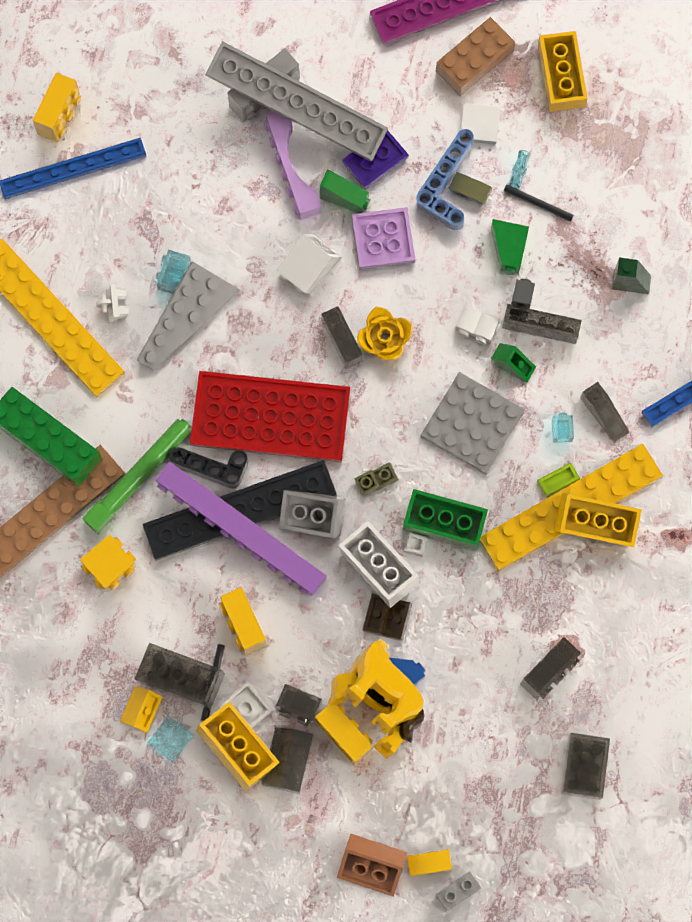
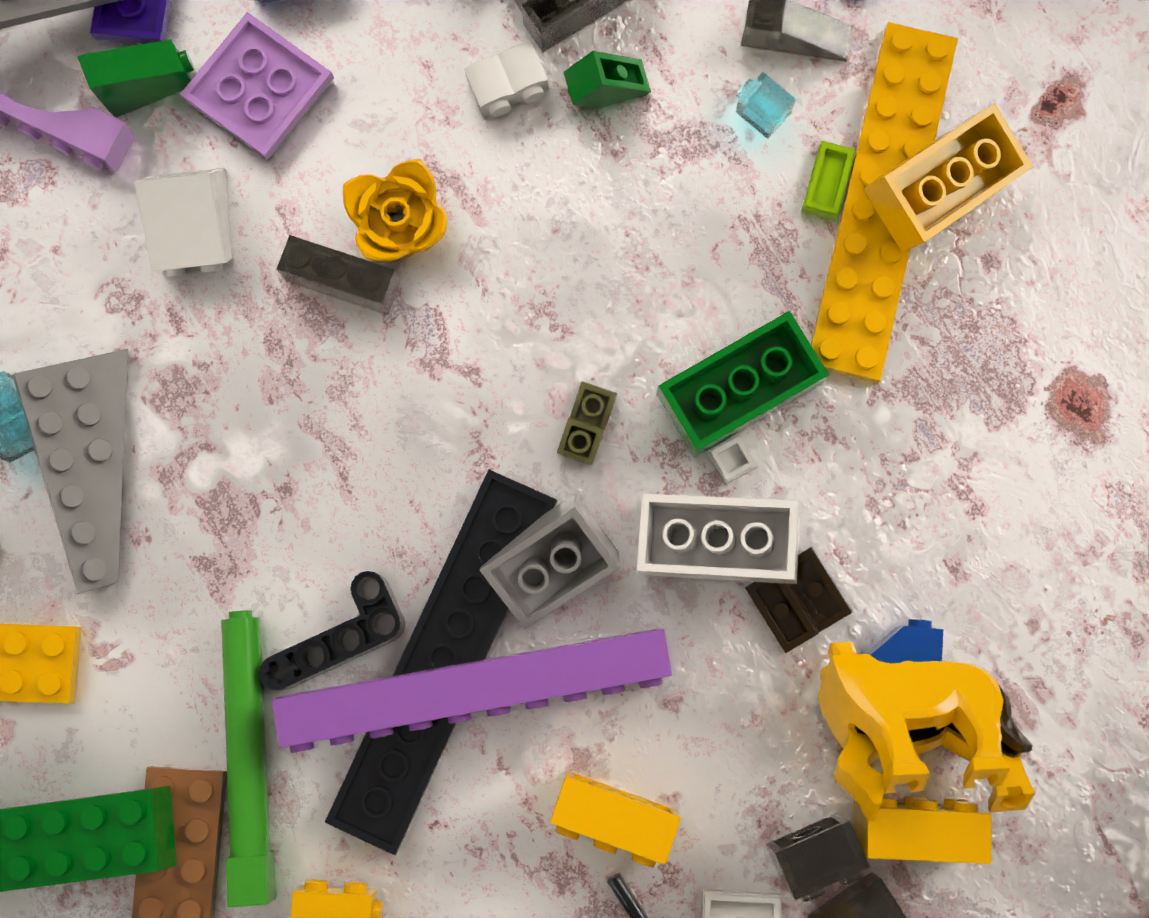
camera: 40 degrees left, 5 degrees up
(270, 416) = (349, 484): red plate -> none
(472, 423) = (636, 217): light grey plate -> none
(551, 669) = (1100, 444): clear smoke brick -> none

